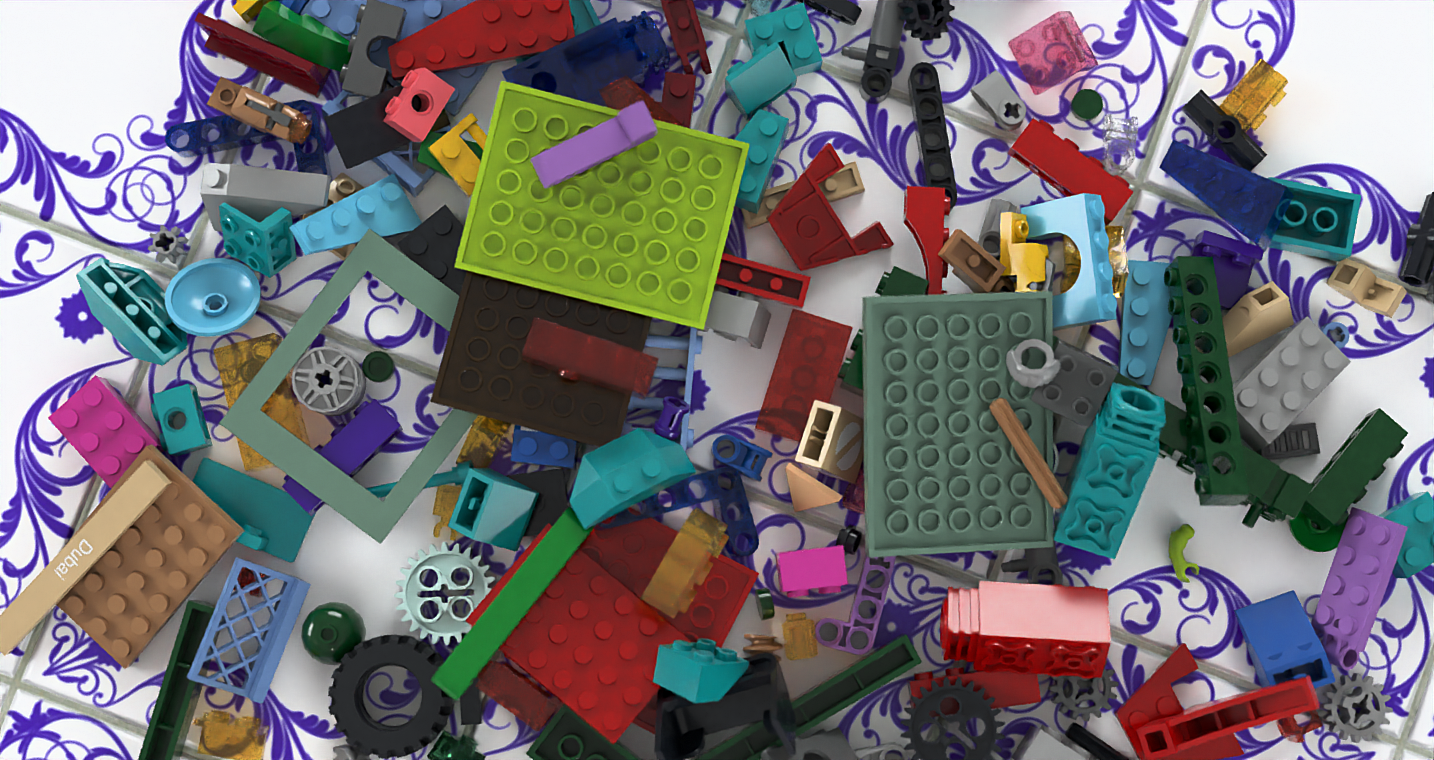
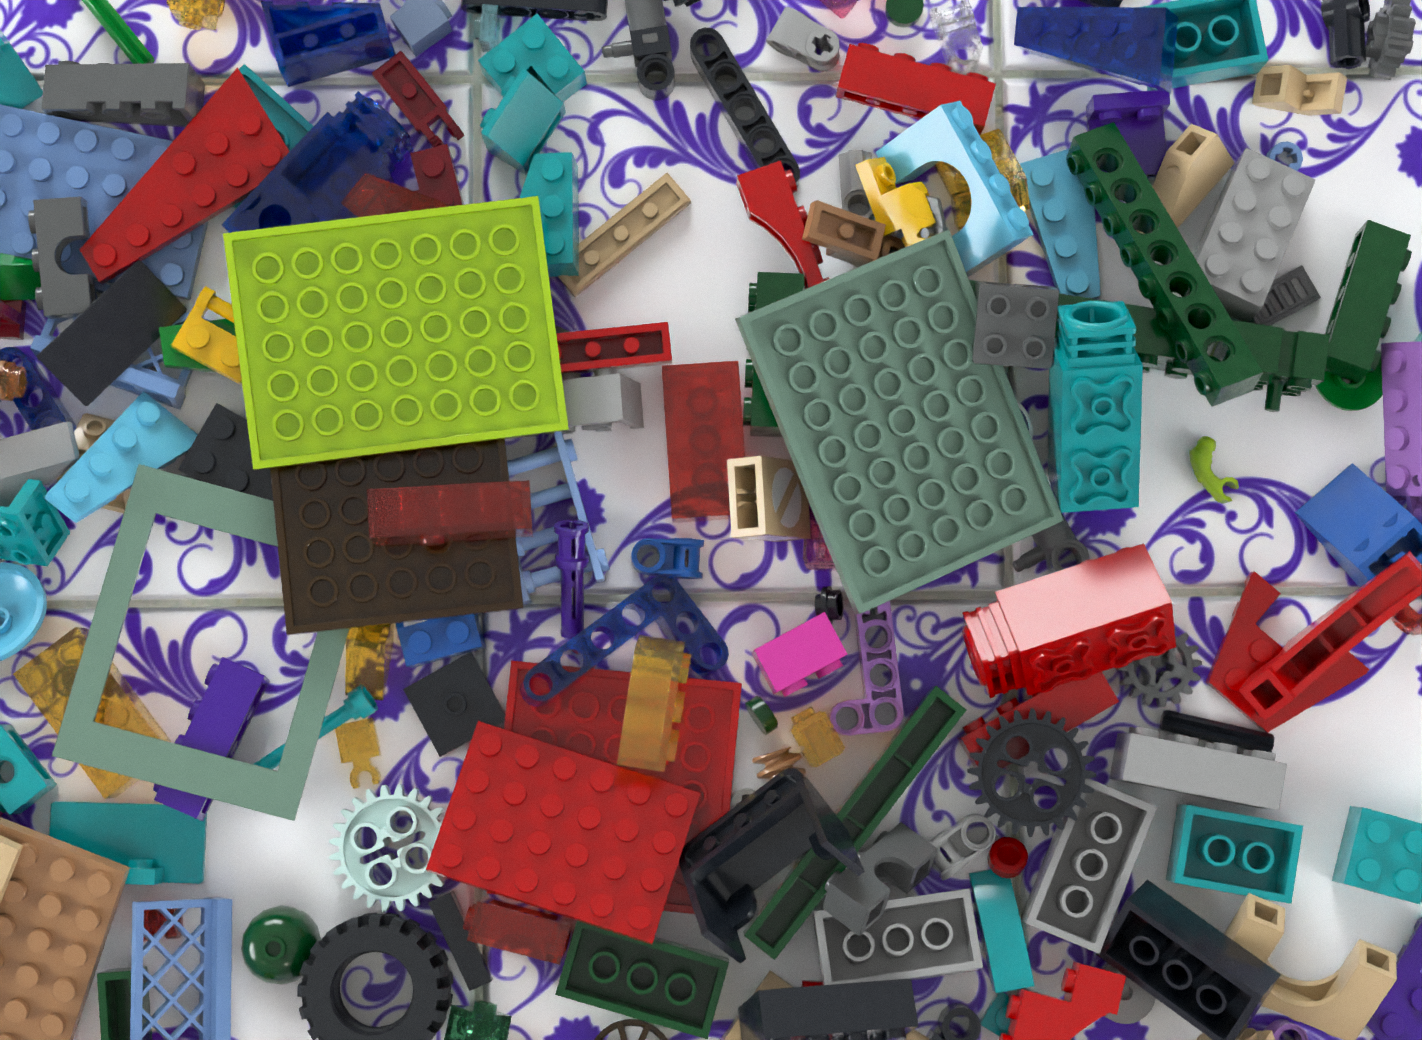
camera: 20 degrees left, 0 degrees up
(347, 385) = (184, 664): light grey wheel -> none
(378, 367) = (213, 619): dark green tile -> none
(433, 95) = (154, 283): coral brick -> none
(493, 509) = (408, 729): teal slope -> none
(511, 605) = (472, 829): green beam -> none
(595, 145) = (361, 265): medium lavender beam -> none
(626, 474) = (544, 629): teal wedge -> none
(698, 669) = (715, 820): teal slope -> none
(807, 491) = (760, 567): light nougat slope -> none
(811, 226) = (643, 263): red wing -> none
(1028, 453) = (994, 424): medium nougat axle -> none
(1035, 377) = (965, 335): light grey piece -> none

